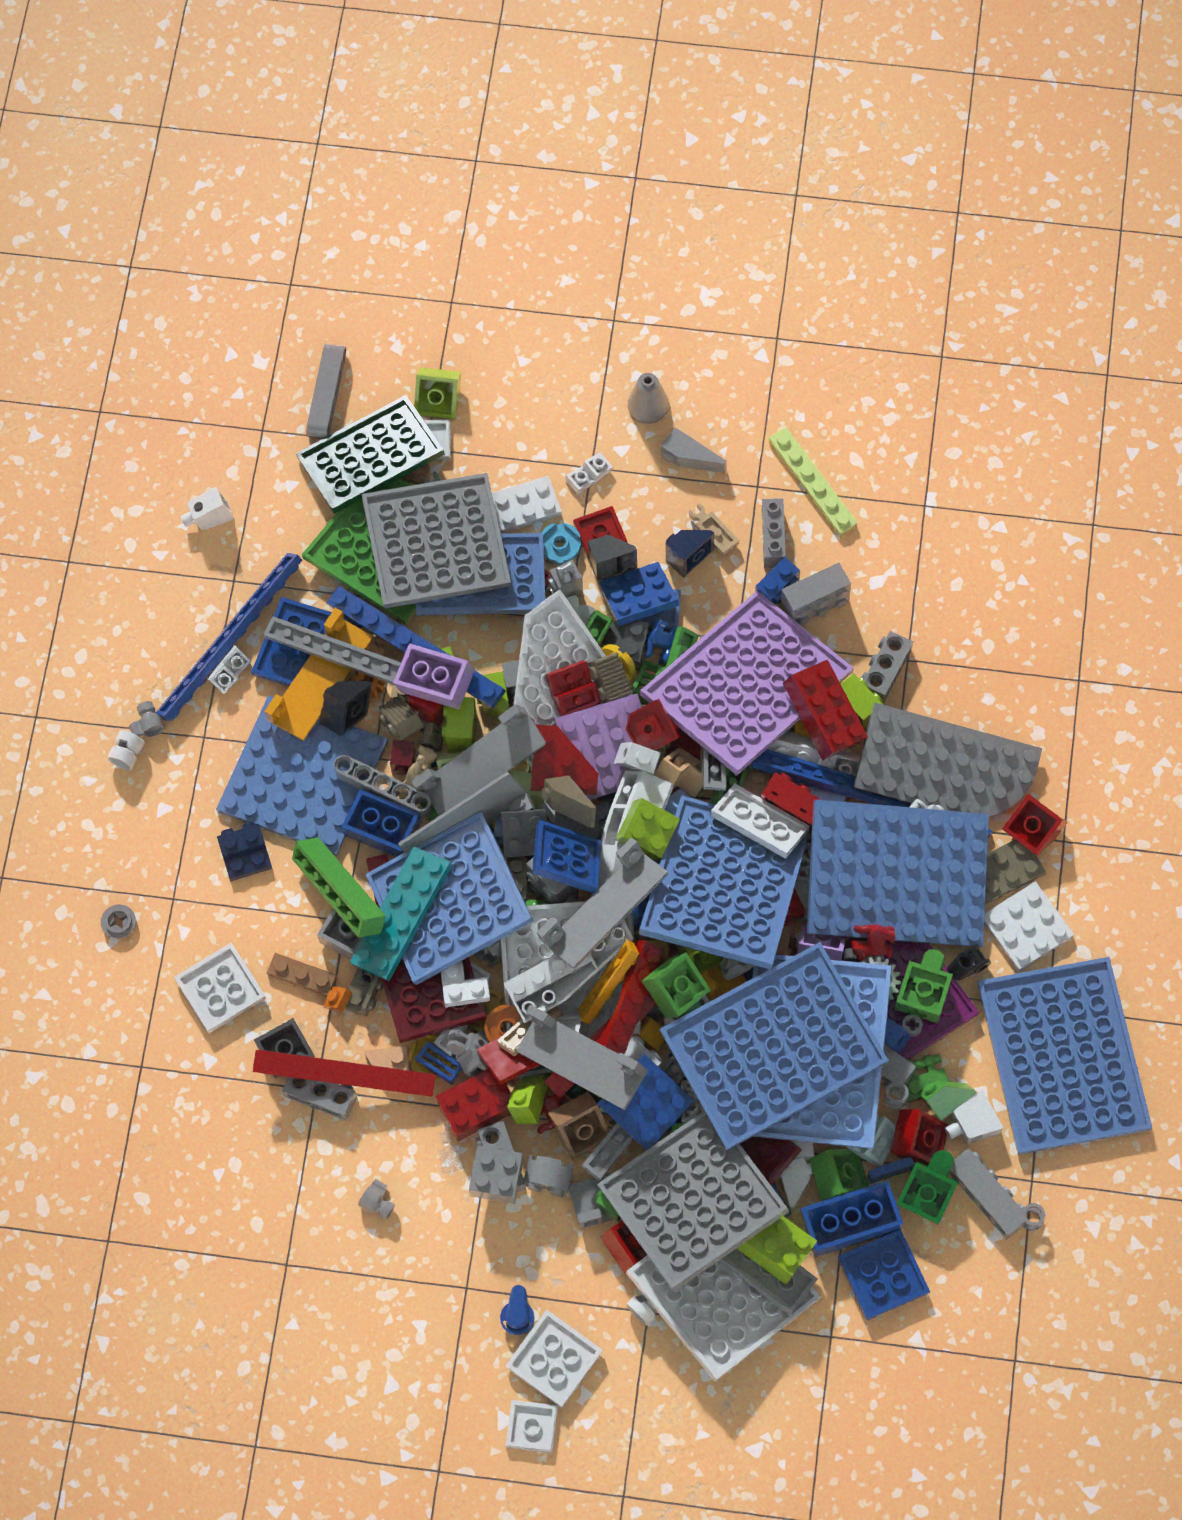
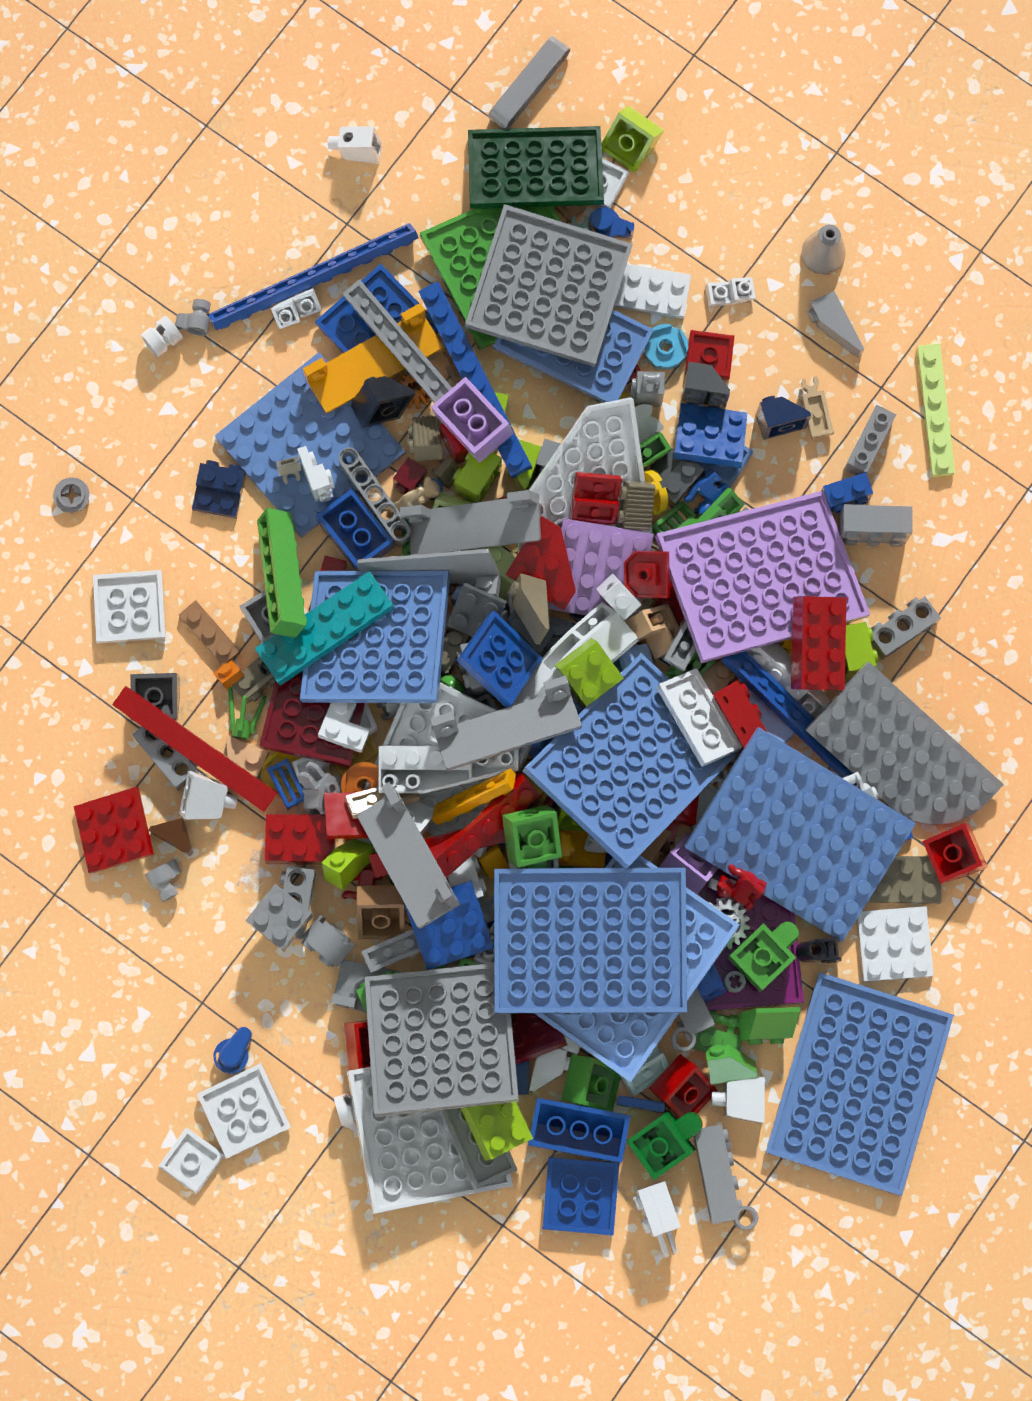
camera: 20 degrees right, 10 degrees up
(295, 799) = (287, 467): none -> dark tan tile
(309, 1180) = (113, 830): none -> red plate
(325, 795) = (318, 478): none -> white plate
(364, 1157) = (173, 833): none -> reddish brown slope
(374, 1039) = (241, 728): none -> bright green plant
(374, 1111) = (205, 798): none -> white torso
(456, 467) = (608, 223): none -> blue piece
(958, 1252) = (658, 1214): none -> white brick
(960, 1044) = (768, 1024): none -> bright green slope

